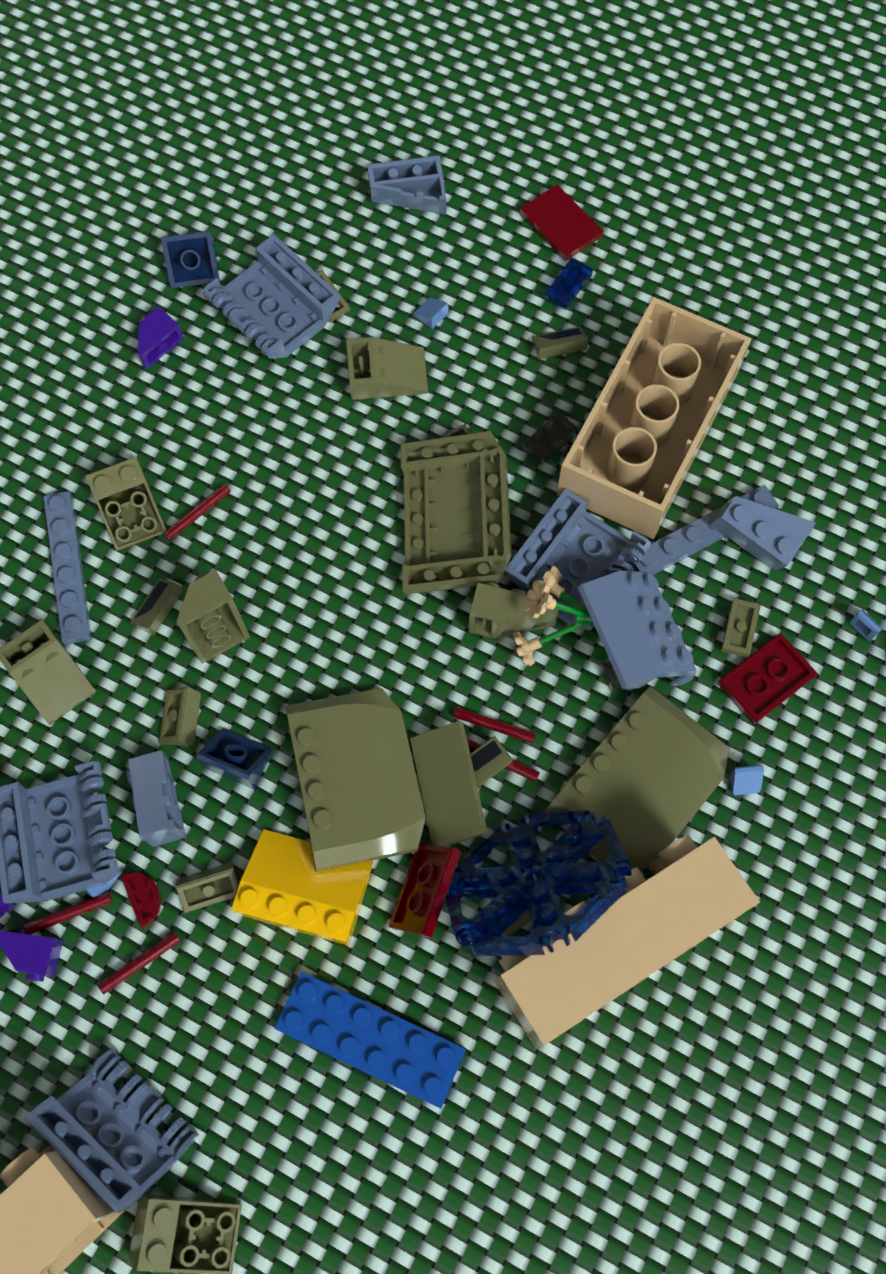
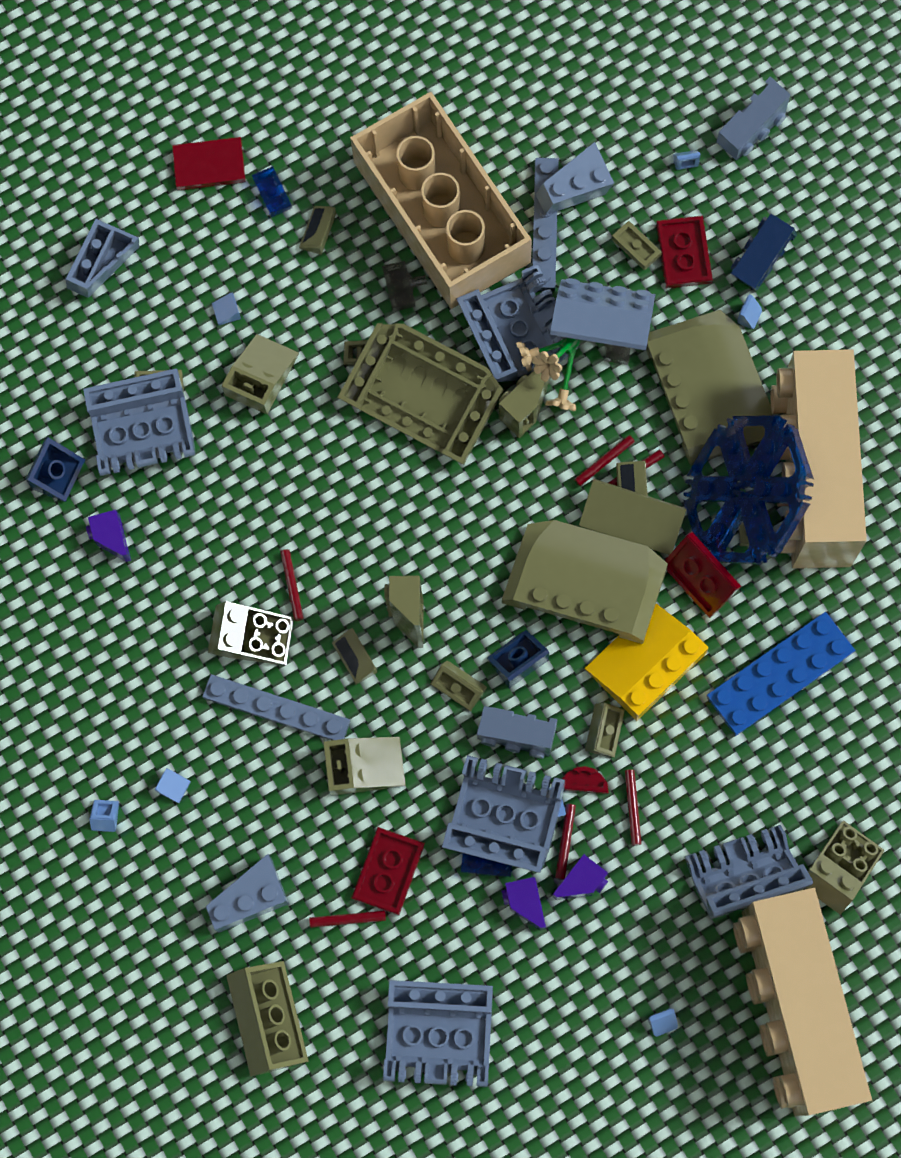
camera: 55 degrees left, 5 degrees up
(819, 754) = (763, 251): none -> dark blue wedge

